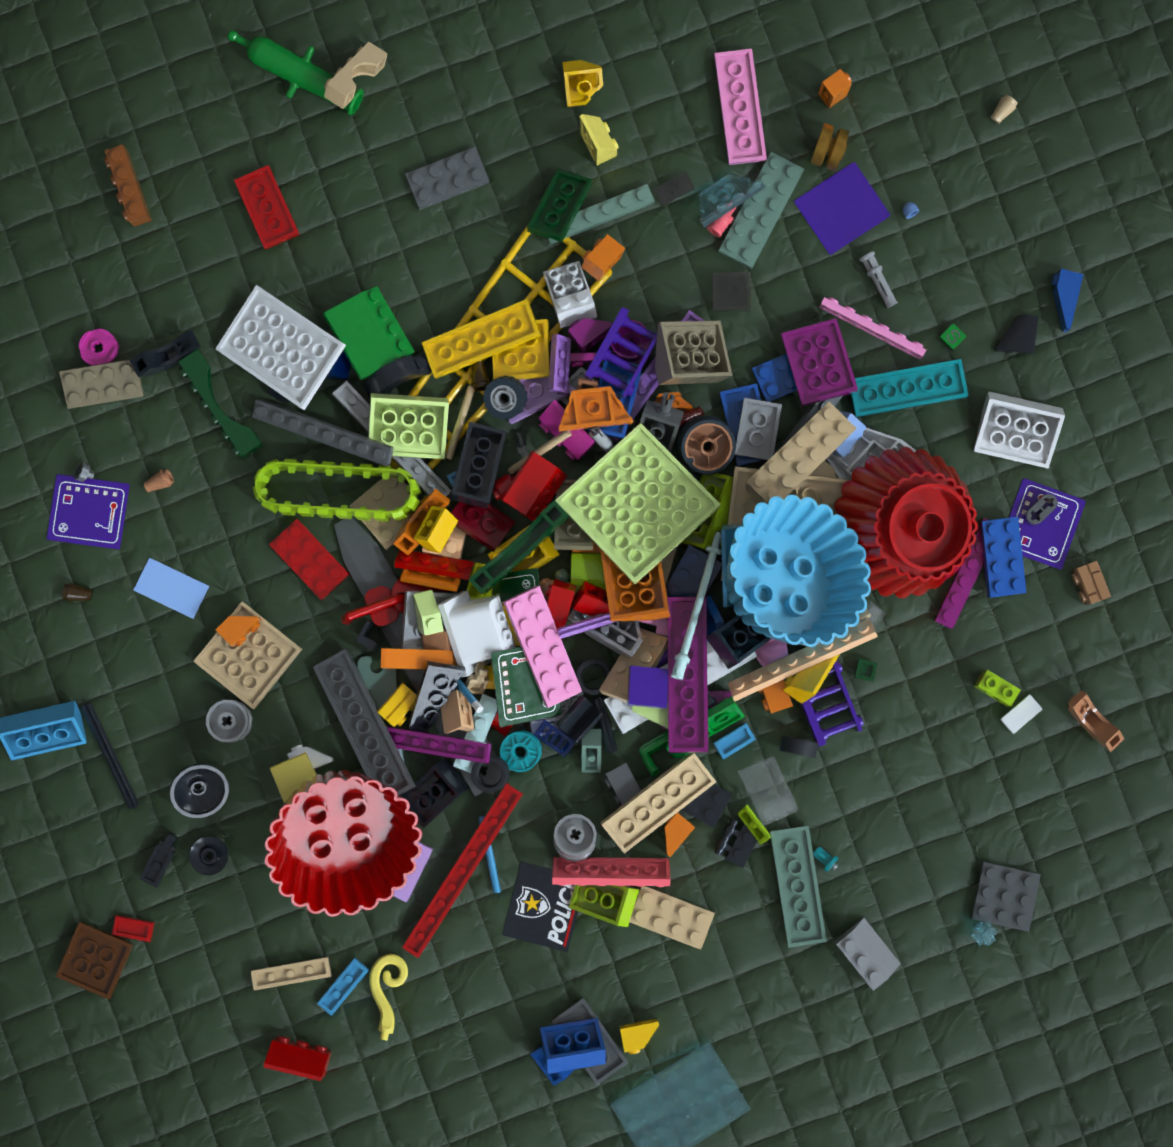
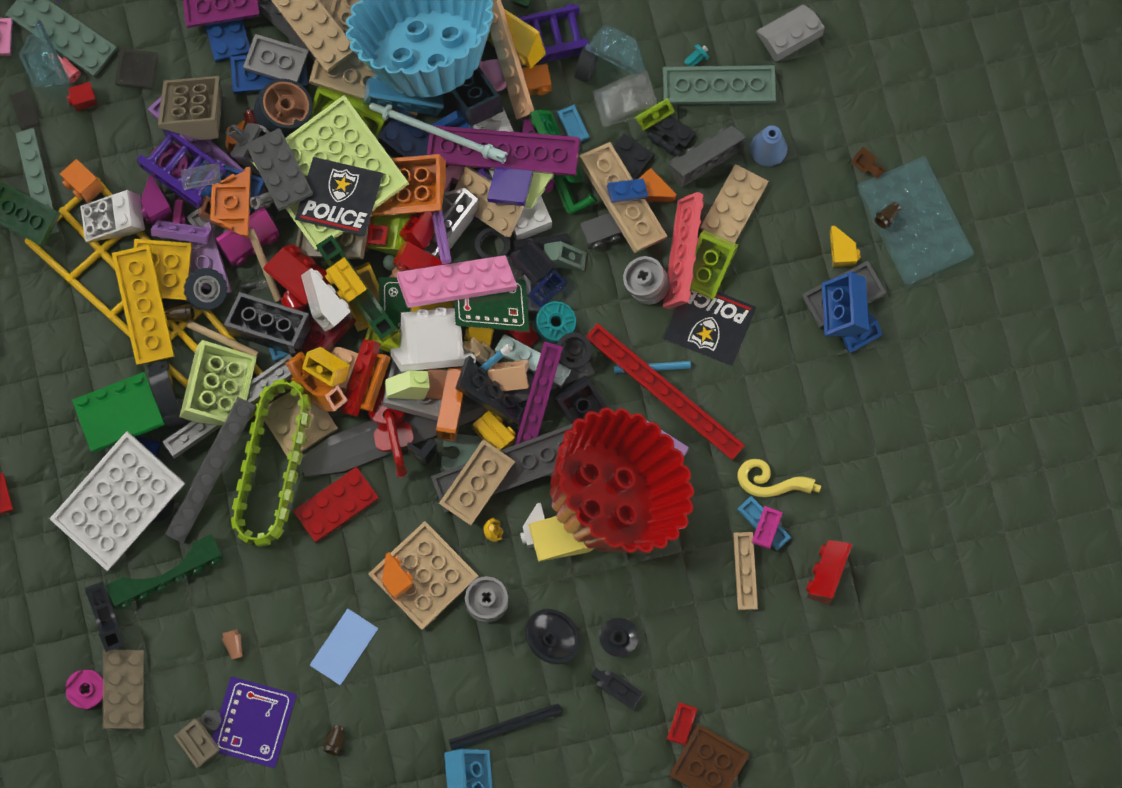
camera: 85 degrees left, 10 degrees down
(59, 462) = (197, 742): none -> dark tan plate
(300, 717) = (493, 530): none -> yellow plate
(335, 990) = (767, 527): none -> dark pink plate
(342, 695) = (477, 482): none -> tan plate
(493, 522) = (322, 300): none -> white slope
(523, 535) = (345, 279): none -> yellow brick
(581, 560) = (377, 235): none -> red plate
(612, 373) = (200, 176): none -> clear tile
(612, 515) = (340, 197): none -> black sticker
(633, 451) = (279, 169): none -> dark grey plate
(664, 806) = (627, 190): none -> blue plate
(676, 1078) = (887, 215): none -> dark brown cone
(693, 242) = (81, 96): none -> red brick
(718, 883) = (707, 155): none -> dark grey slope
(732, 940) = (768, 147): none -> medium blue cone
(735, 1049) = (866, 161): none -> reddish brown plate
(819, 777) = (617, 48): none -> clear light blue wing

